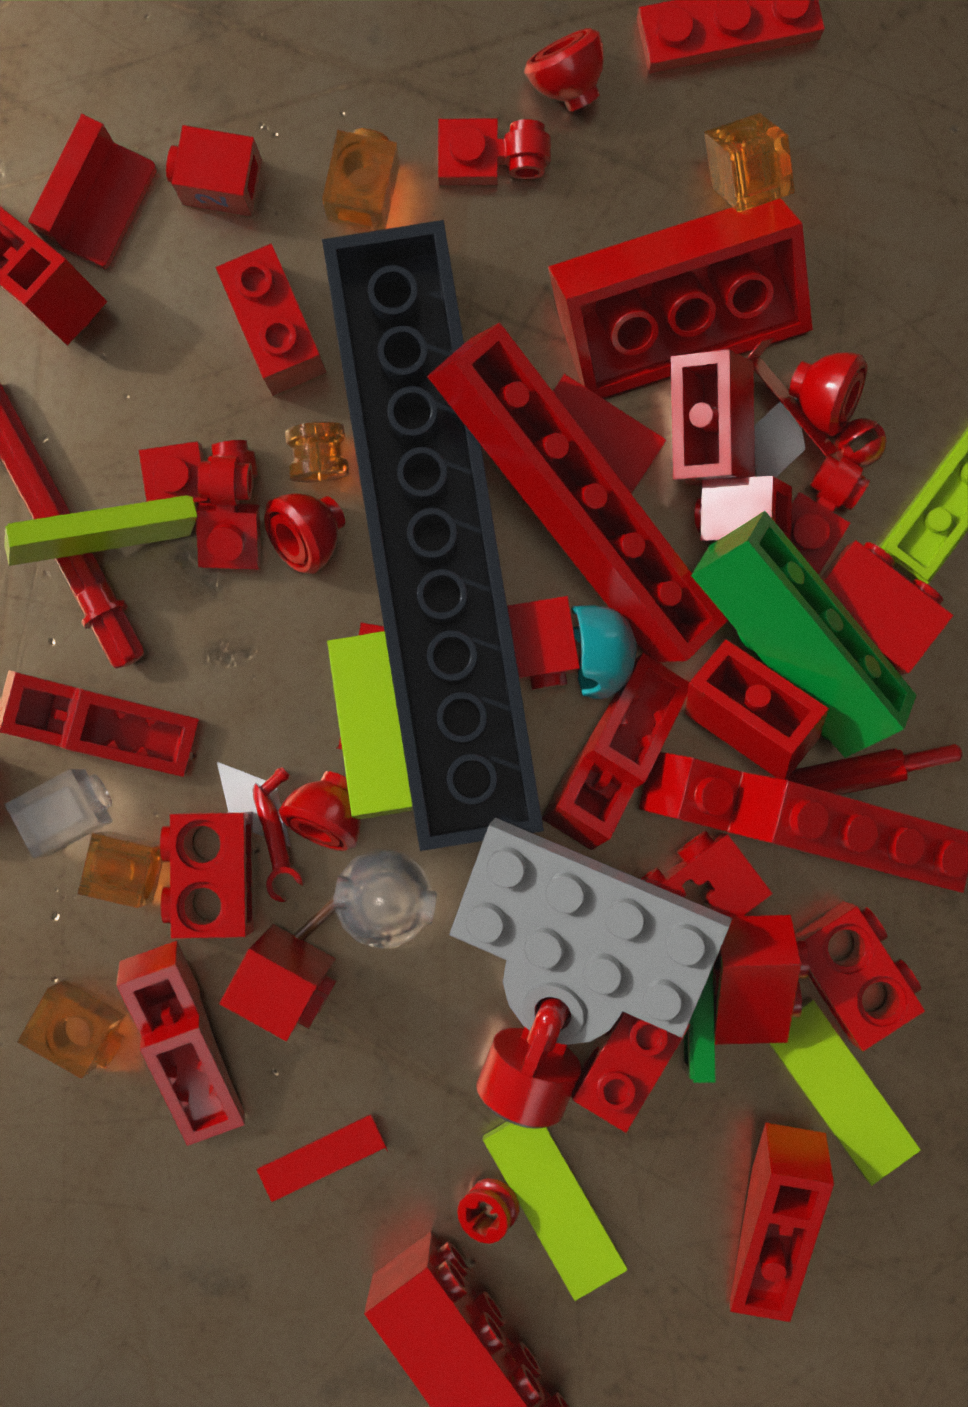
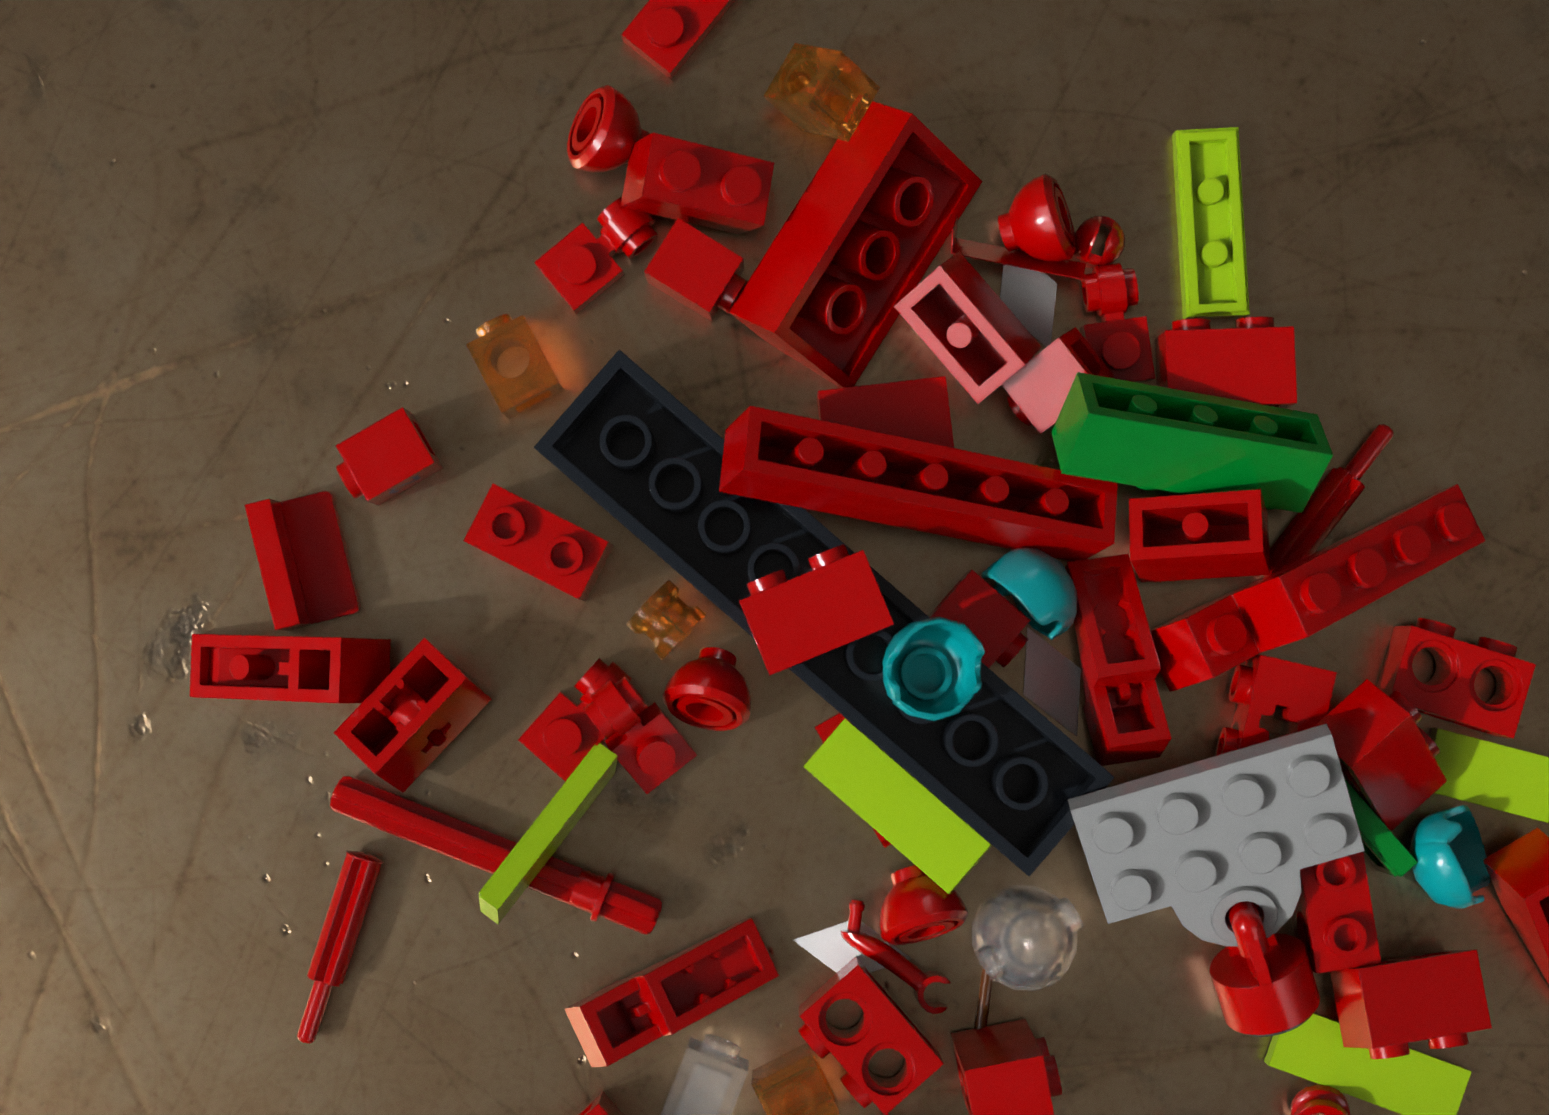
camera: 40 degrees left, 0 degrees up
(74, 366) = (412, 716): none -> red brick
(423, 520) = (815, 610): none -> red brick
(475, 635) = (933, 668): none -> teal hair
(549, 217) = (696, 271): none -> red brick
(559, 733) = (1052, 682): none -> white sticker
(602, 153) = (697, 184): none -> red brick
(626, 1180) = (1410, 1001): none -> red brick
(743, 1100) = (1450, 857): none -> teal hair

